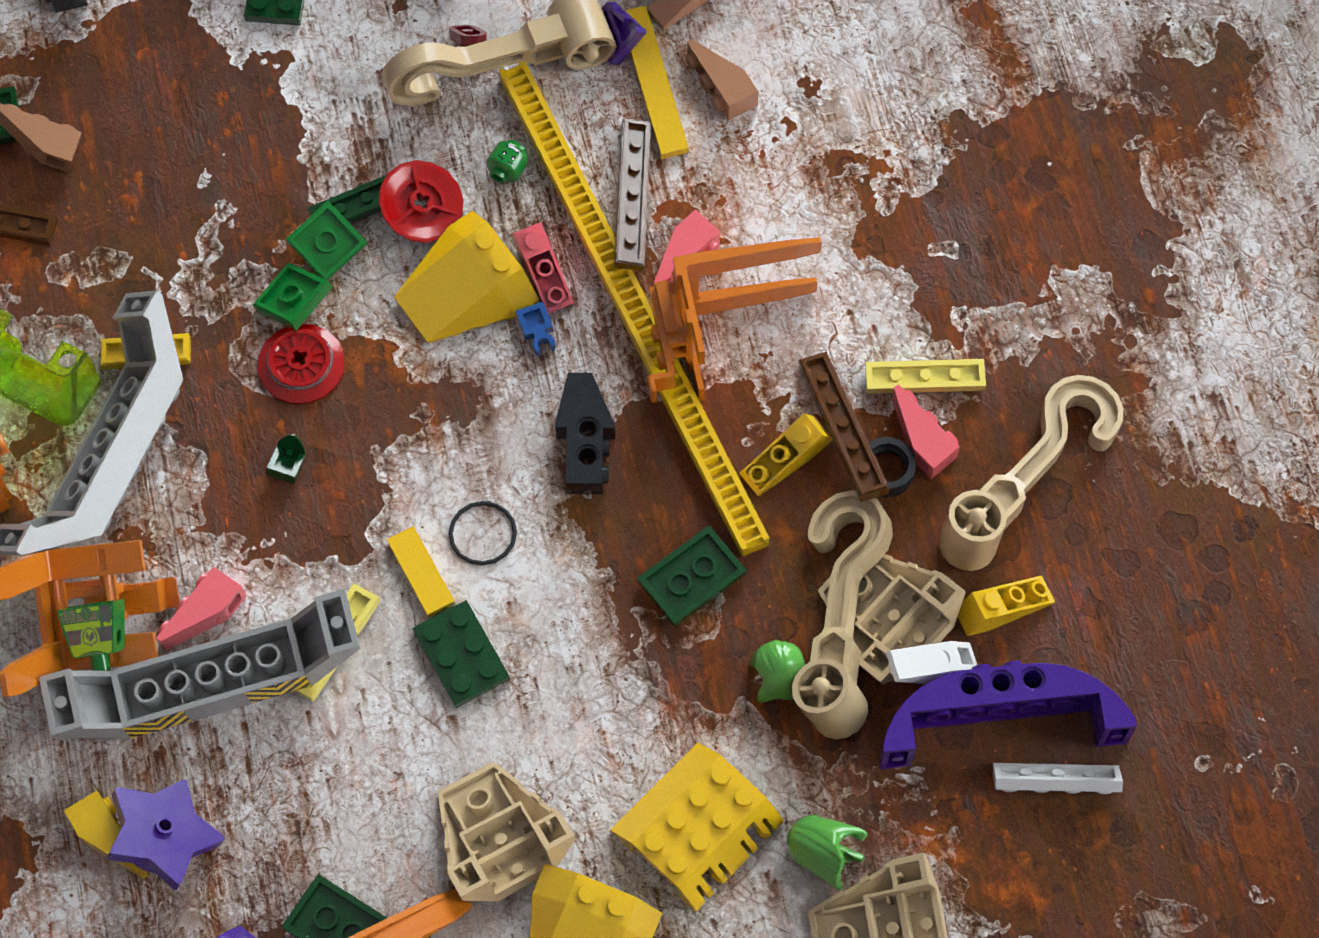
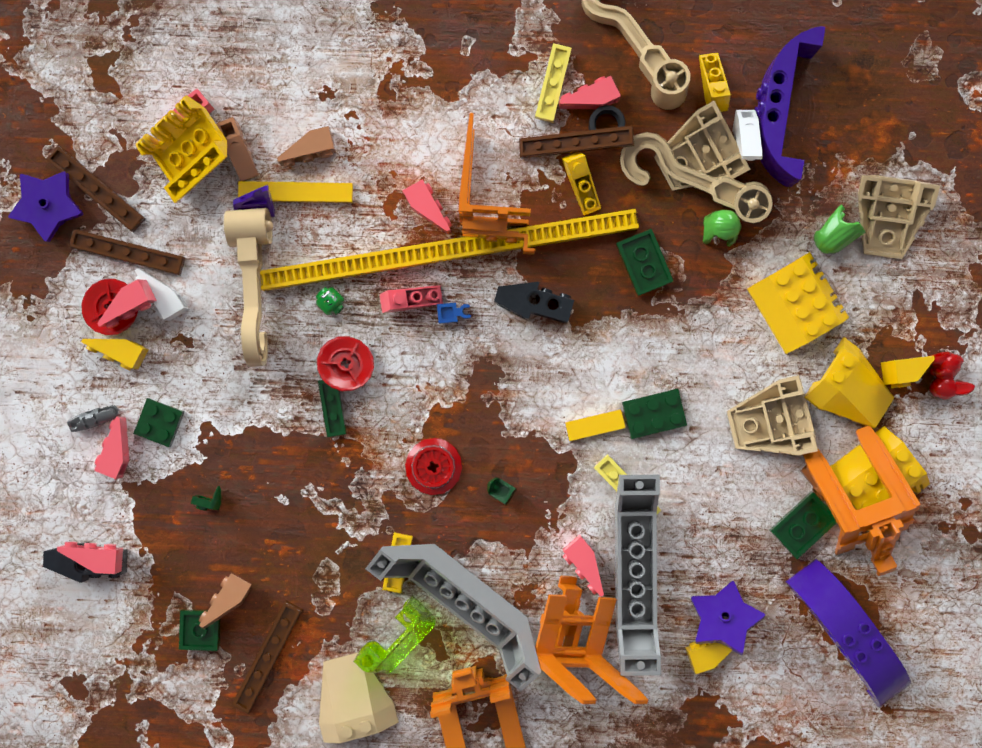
camera: 75 degrees left, 20 degrees up
(94, 631) = (591, 634): torso -> none
(175, 80) = (204, 503): none -> dark green plate
(292, 296) = (387, 461): green tile -> none
(326, 241) = (355, 431): green tile -> none
(465, 282) = (408, 350): yellow wedge -> none
(466, 35) = (230, 303): dark red plate -> none
(486, 562) = (598, 381): black piece -> none
(632, 194) = (376, 227): tile -> none
(1057, 777) = (827, 86): white plate -> none

